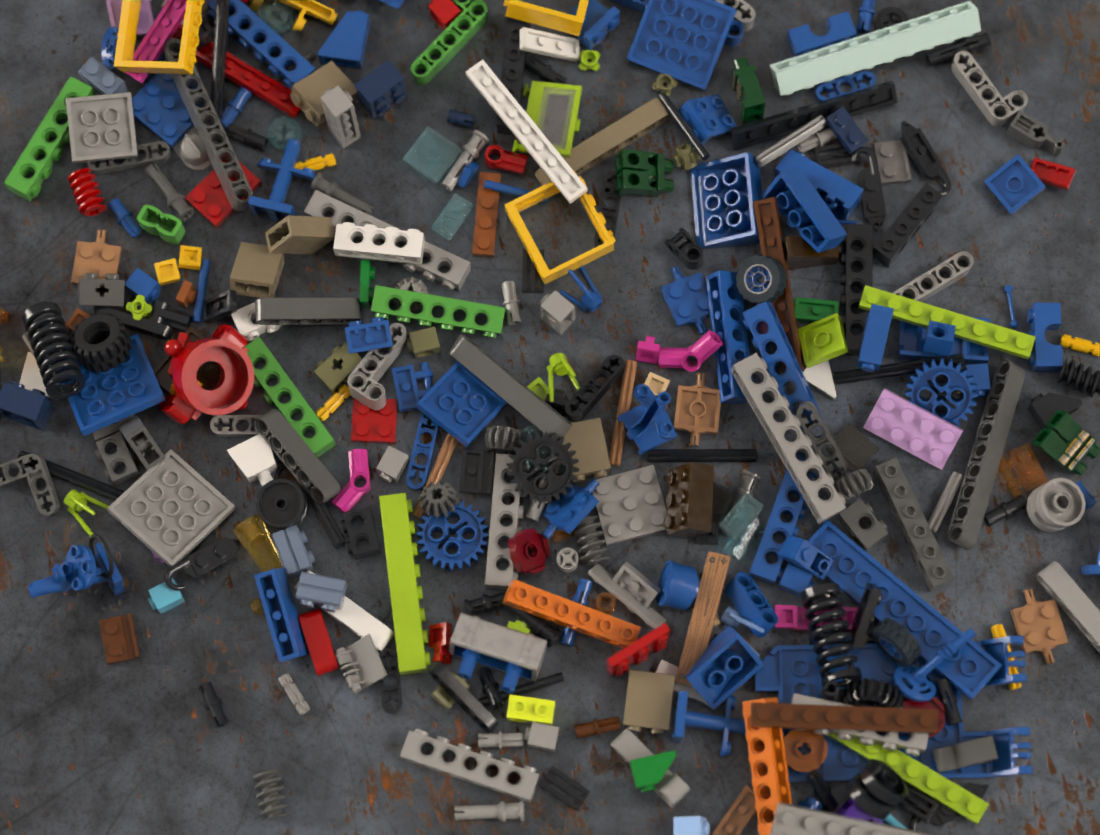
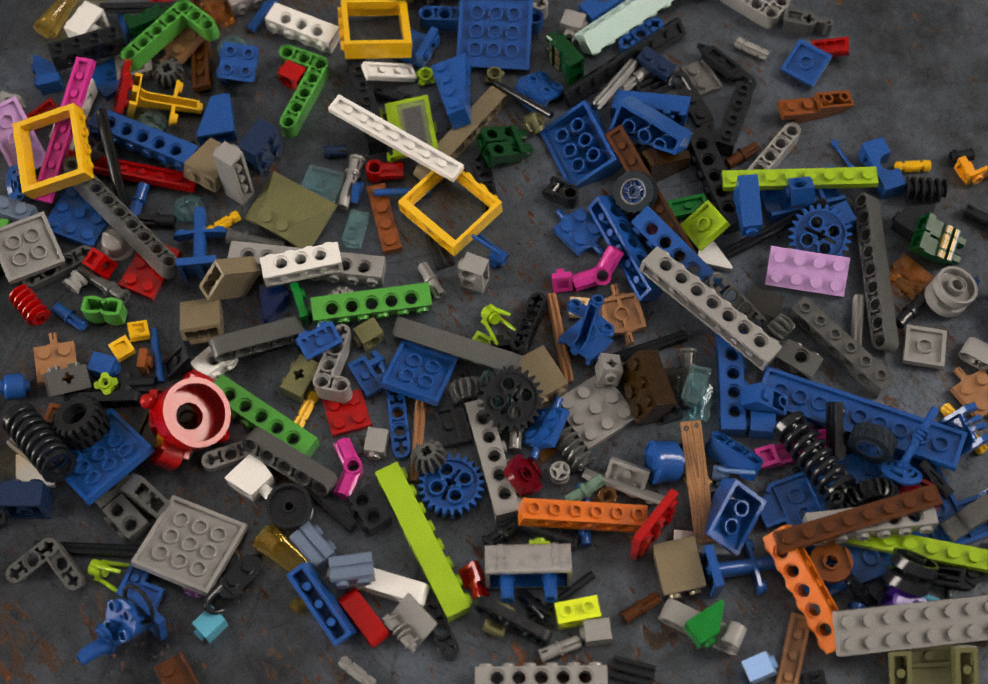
camera: 20 degrees left, 10 degrees down
(46, 277) = (14, 386): none -> blue head
(108, 527) = (140, 578): none -> blue plate
(141, 181) = (75, 282): none -> light grey wheel
(172, 169) = (100, 263): none -> red brick
(337, 273) = (273, 301): none -> clear blue slope
(389, 175) = (290, 211): none -> olive slope
(584, 588) = (586, 489): none -> sand green pin
(613, 85) = (454, 87): none -> blue wedge
(656, 471) = (607, 373): none -> light grey brick
(772, 50) = (572, 23): none -> light grey brick
(900, 269) = (742, 154): none -> reddish brown axle
(962, 145) = (751, 48): none -> light grey axle
(1003, 240) = (816, 107): none -> dark orange slope
(1003, 554) = (924, 347): none -> light grey plate

